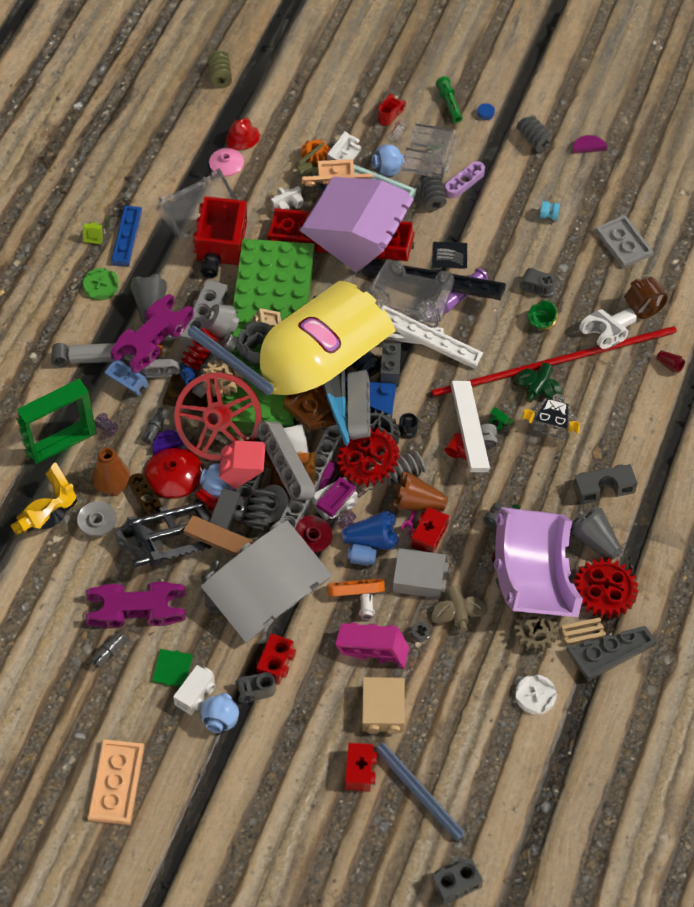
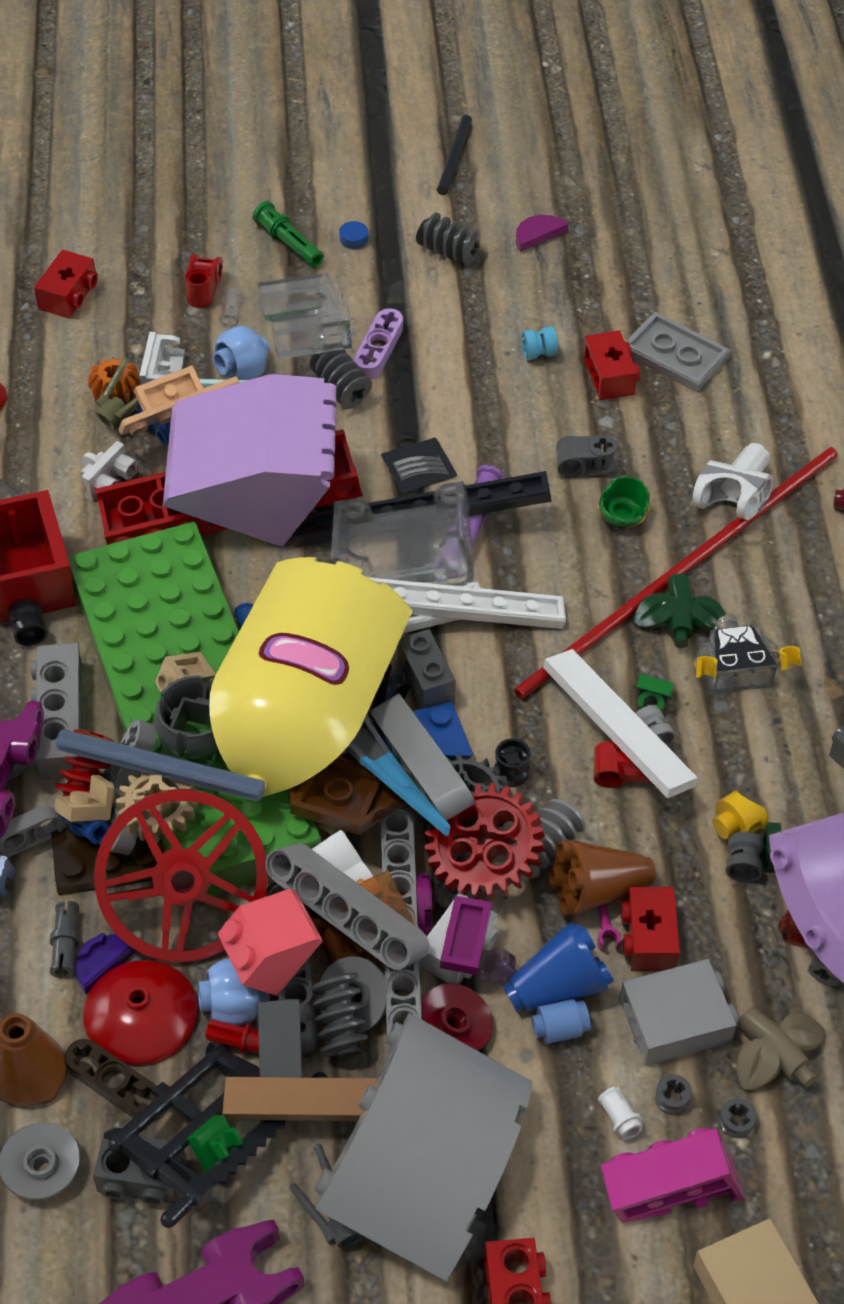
camera: 25 degrees left, 5 degrees down
(174, 540) = (214, 1141): none -> green tile
(191, 367) = (88, 806): none -> tan bracket
(221, 320) = (102, 704): light grey cone -> none
(317, 87) = (66, 284): none -> red brick
(355, 587) = (582, 1085): orange beam -> none
(402, 609) = (668, 1105): none -> dark grey bush
(503, 495) = (738, 815): none -> yellow piece
(568, 82) = (454, 155): none -> black bar
(580, 236) = (610, 365): none -> red brick
(646, 297) = (768, 417): reddish brown piece -> none

